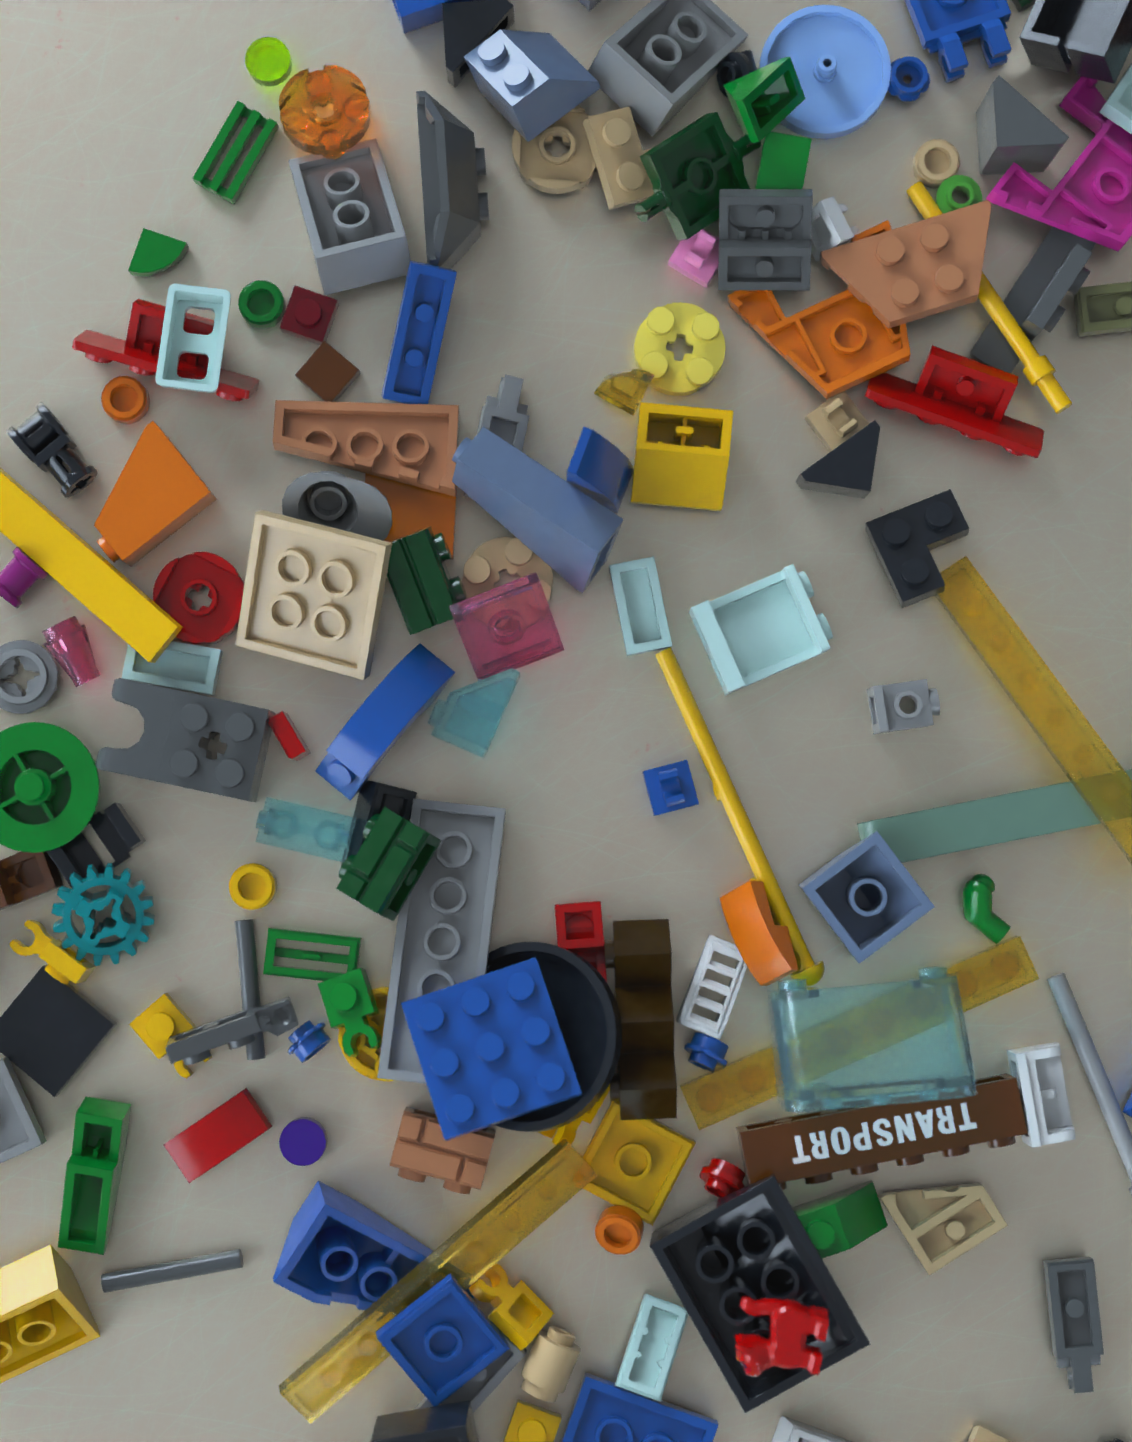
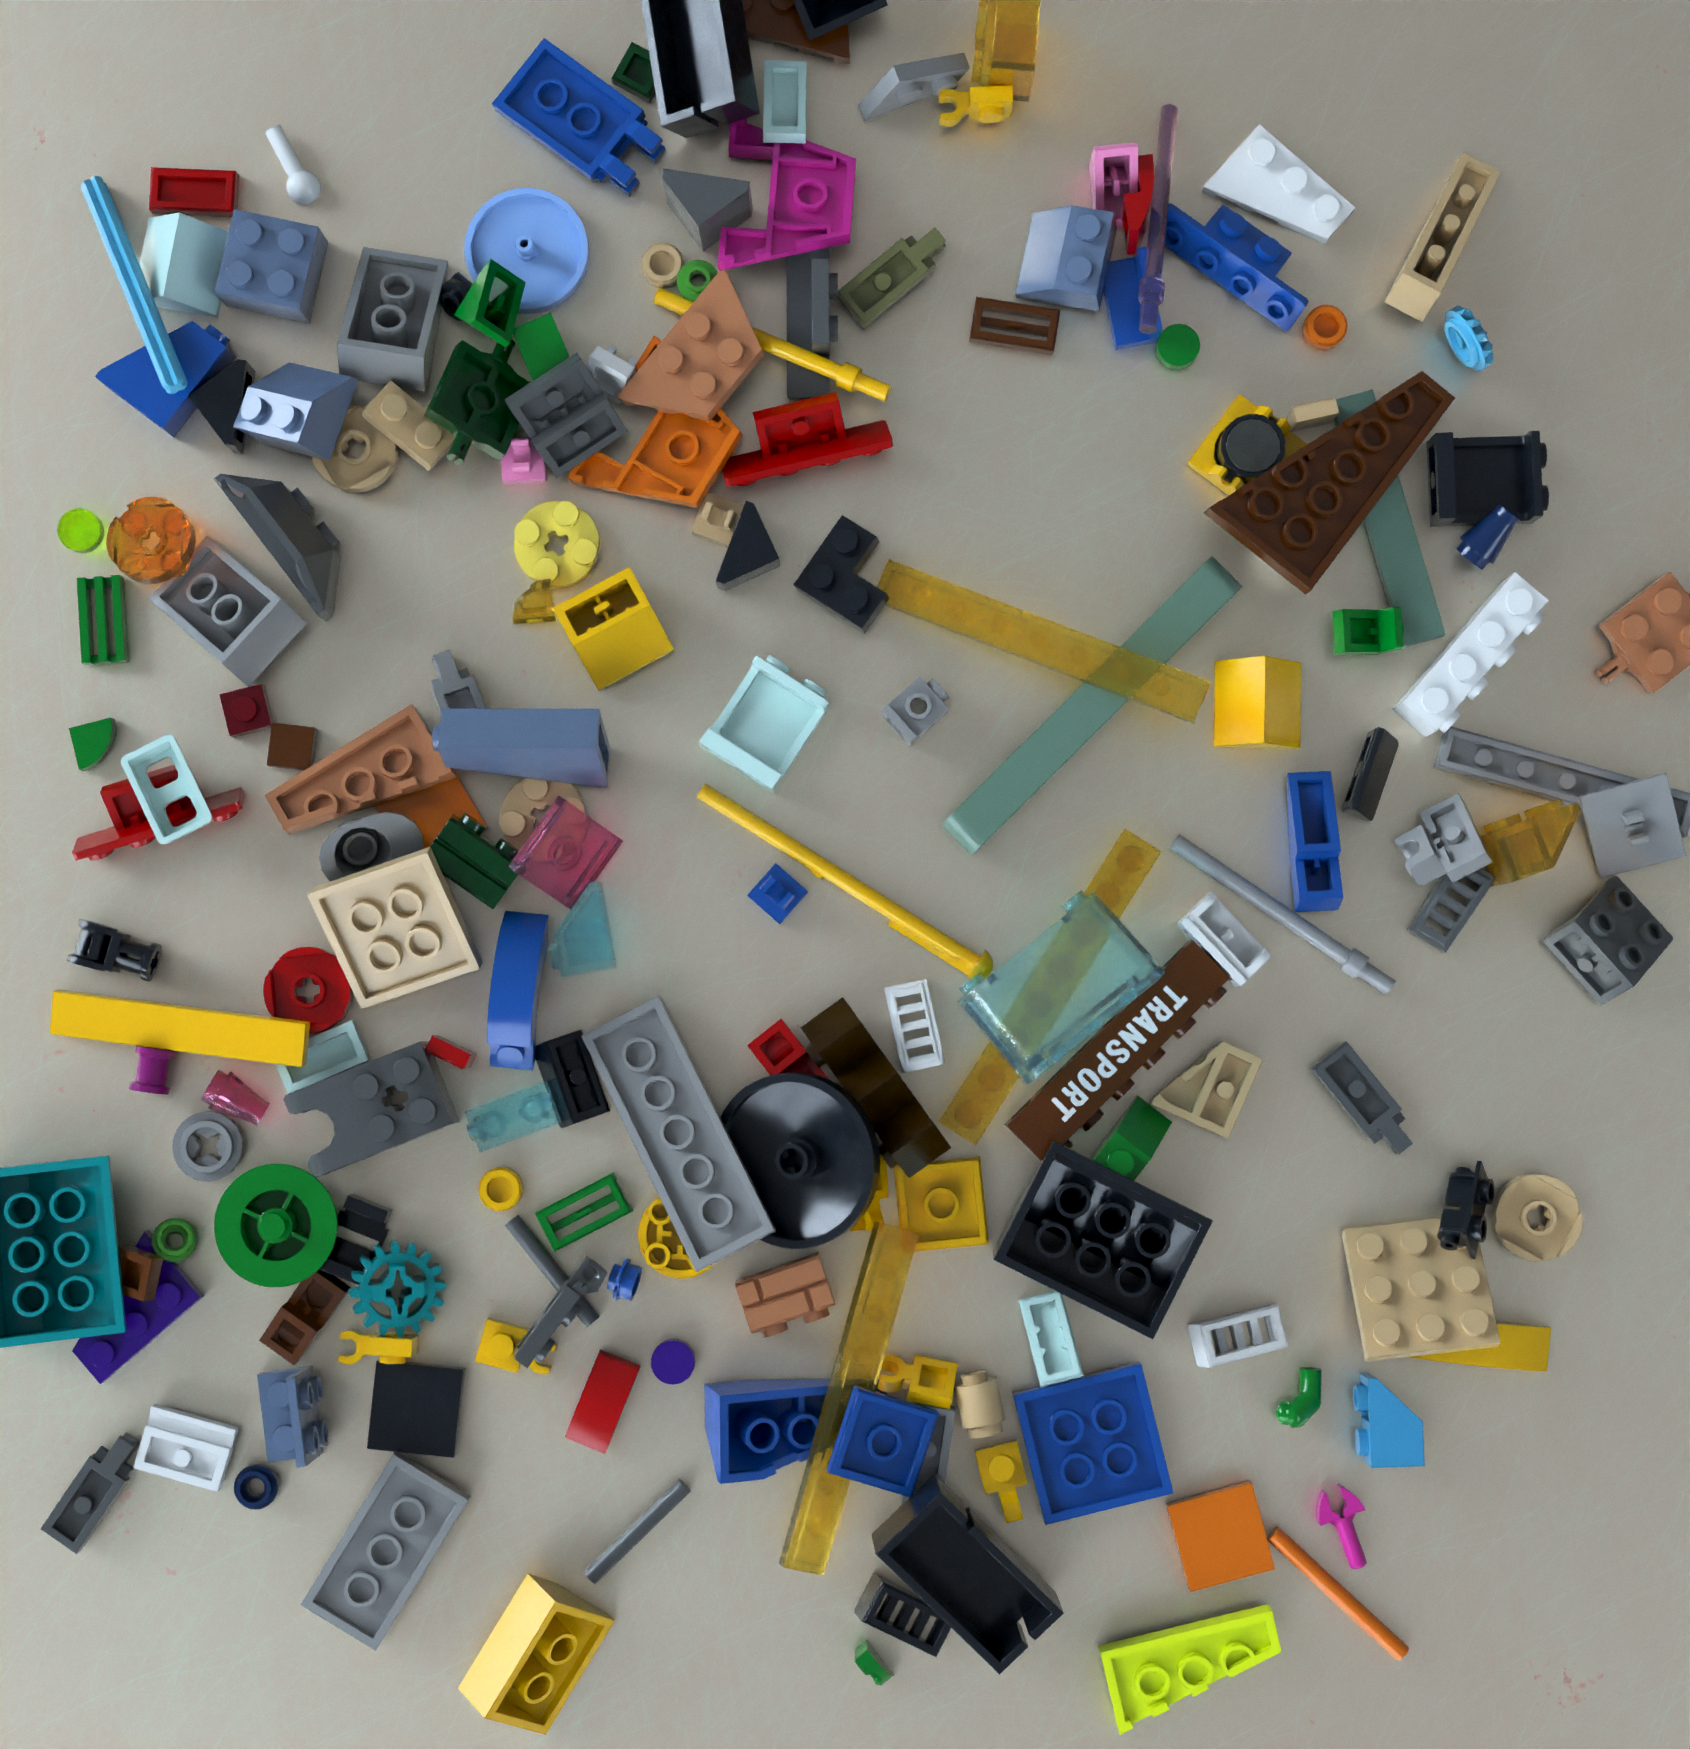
camera: 30 degrees left, 0 degrees up
(93, 1175) = (525, 1497): green slope -> none
(125, 399) = (145, 873): orange tile -> none
(150, 499) = (217, 938): orange slope -> none
(261, 304) = (203, 726): green tile -> none
(349, 1004) = (637, 1230): green plate -> none
(387, 863) = (593, 1099): dark green brick -> none
(418, 333) = (342, 668): blue plate -> none
(491, 1049) = (769, 1189): blue plate -> none
(599, 470) = (556, 682): blue slope -> none
(619, 1229) = (965, 1264): orange tile -> none
(640, 606) = (660, 767): light aqua tile -> none
(706, 1052) = (941, 1080): blue plate -> none
(722, 1177) = (1017, 1170): red plate -> none
(762, 944) = (926, 967): orange slope -> none
(786, 1345) = (1141, 1251): red animal -> none
(866, 896) = (984, 876): sand blue slope -> none
(919, 76) = (596, 202): blue plate -> none
(978, 908) = (1079, 828): green arm -> none

